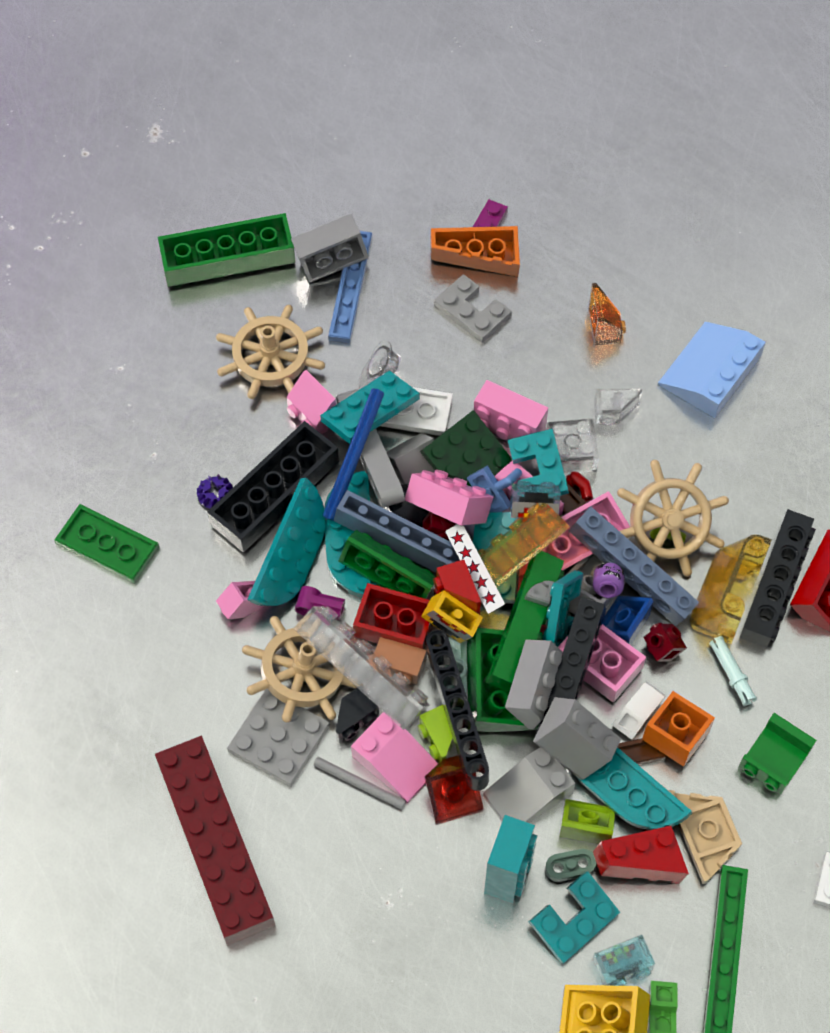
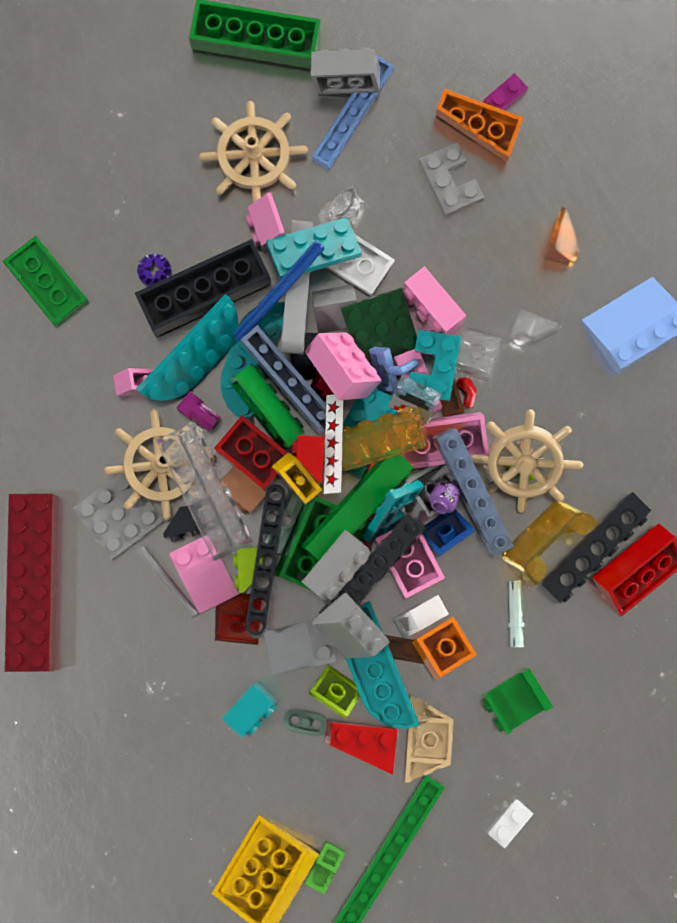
camera: 20 degrees right, 20 degrees up
(540, 593) = (378, 490): light grey tile -> none
(570, 937) = (279, 780): teal plate -> none
(624, 962) = (310, 819): clear light blue brick -> none
(664, 642) = (469, 566): dark red brick -> none

